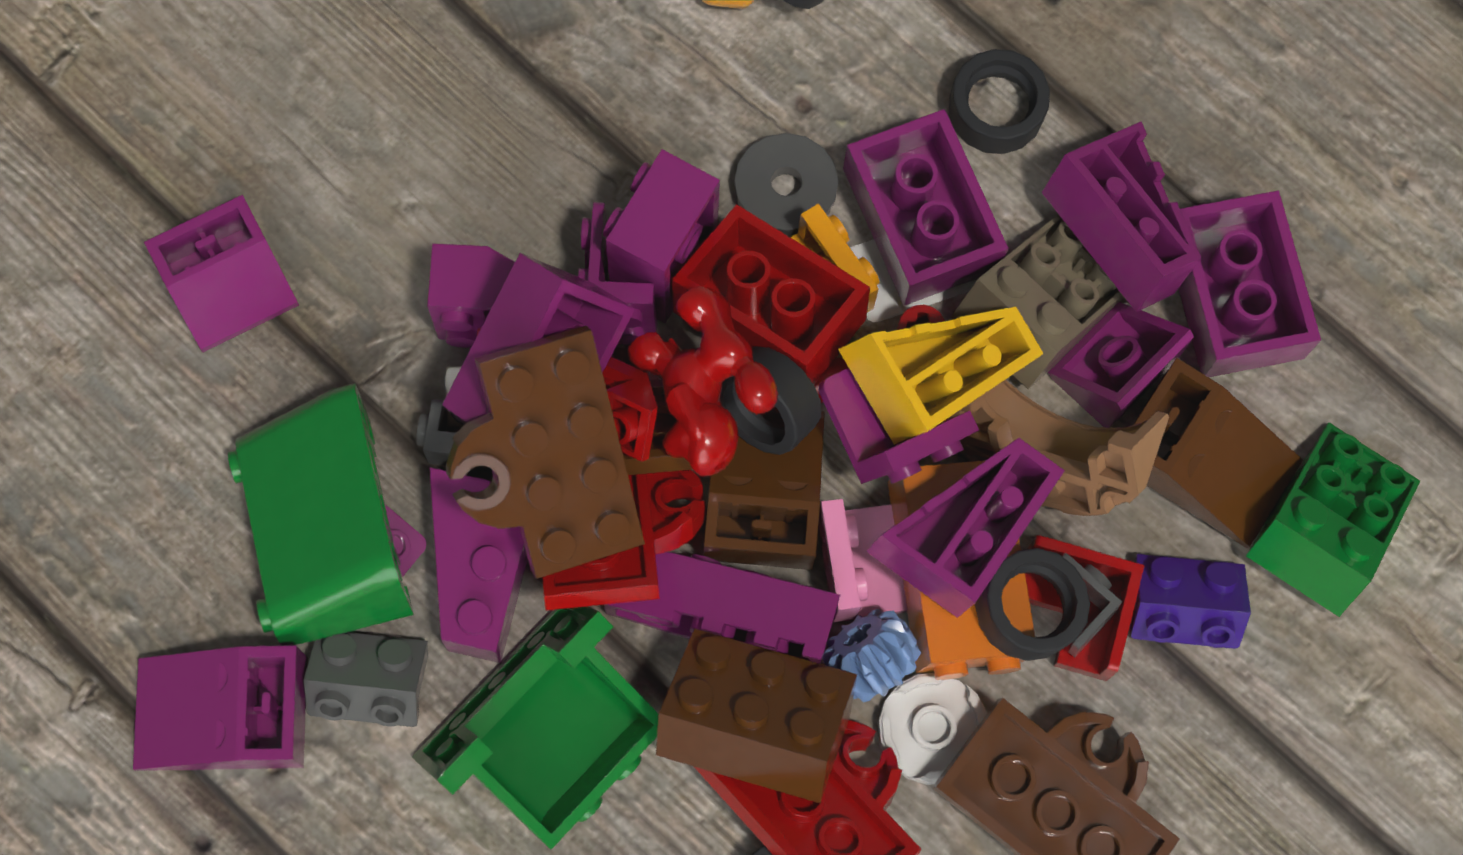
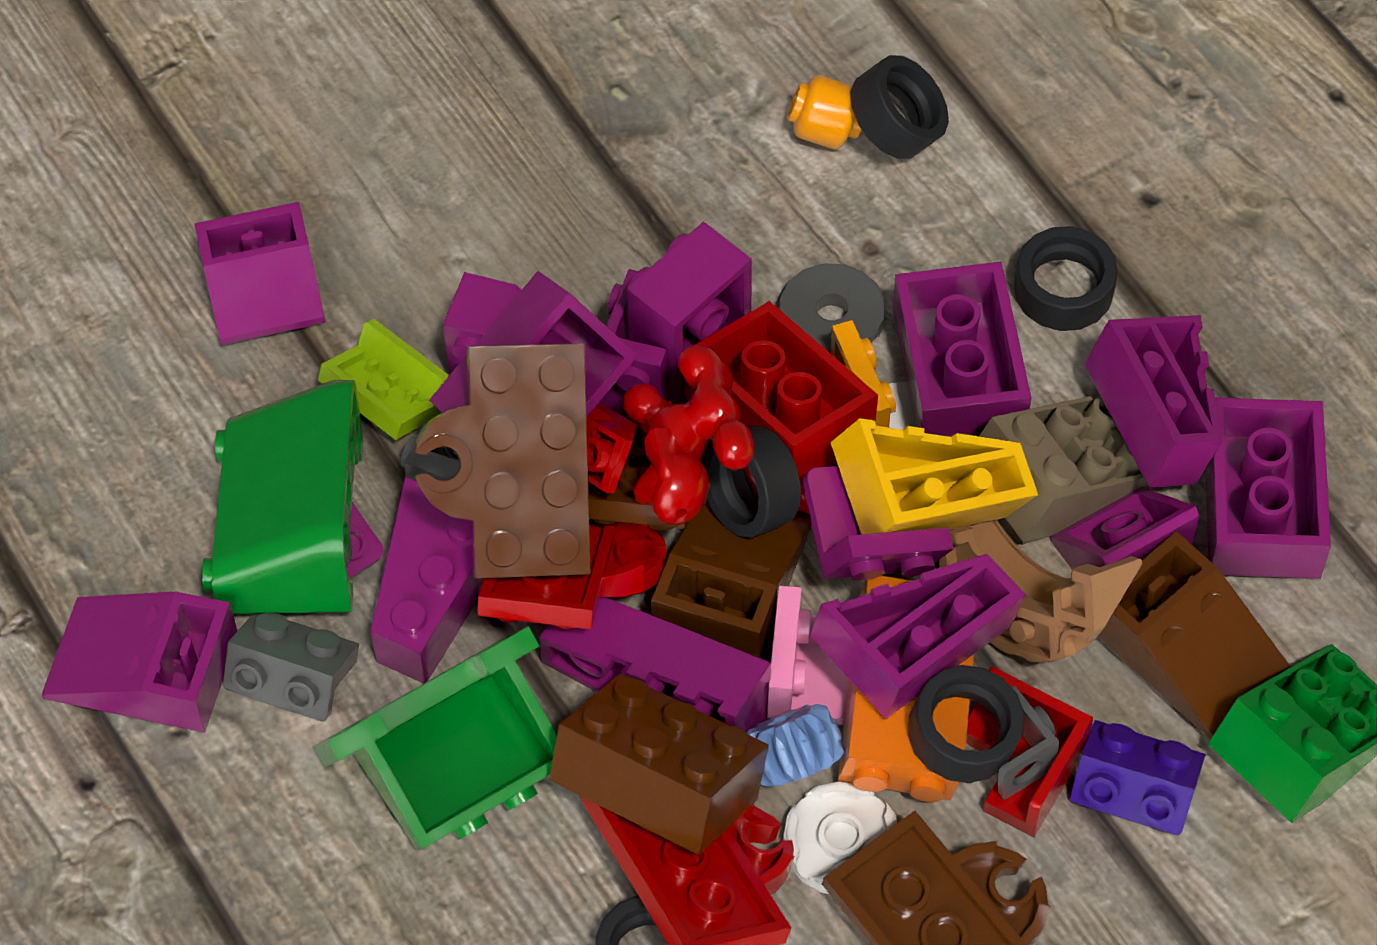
camera: 20 degrees right, 15 degrees down
(381, 357) = (389, 380): none -> lime bracket

